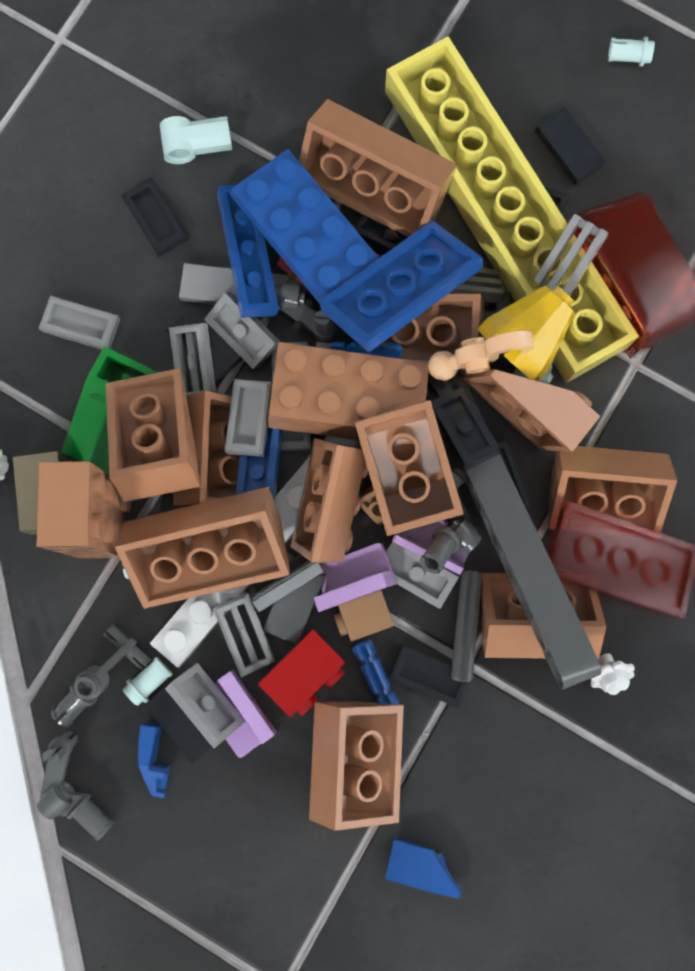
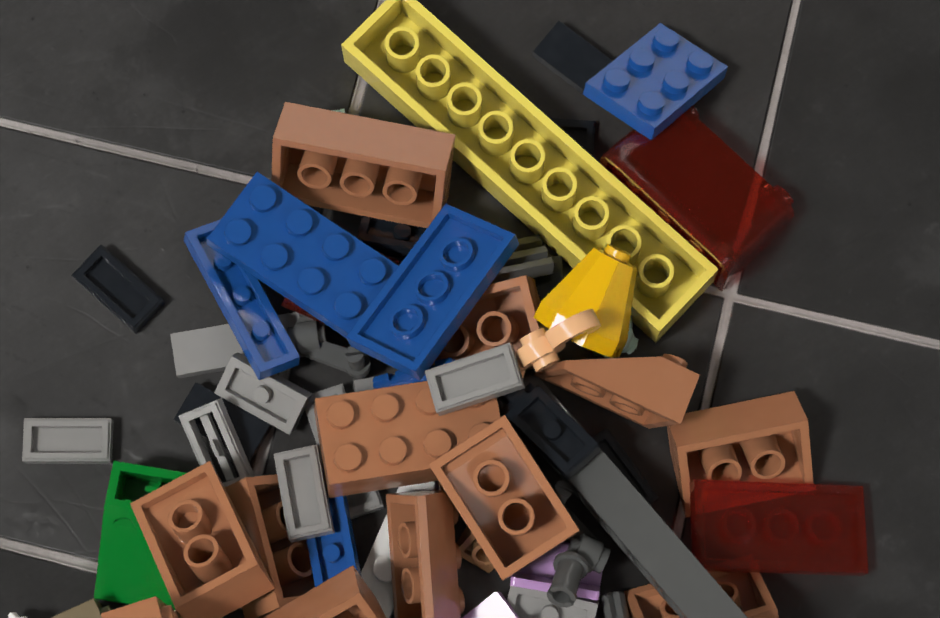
camera: 15 degrees left, 5 degrees down
(187, 138) = (127, 187): light aqua piece -> none
(414, 364) = (474, 379): none -> light grey tile
(587, 229) = (598, 199): light grey tile -> none
(630, 172) = (655, 81): none -> blue plate

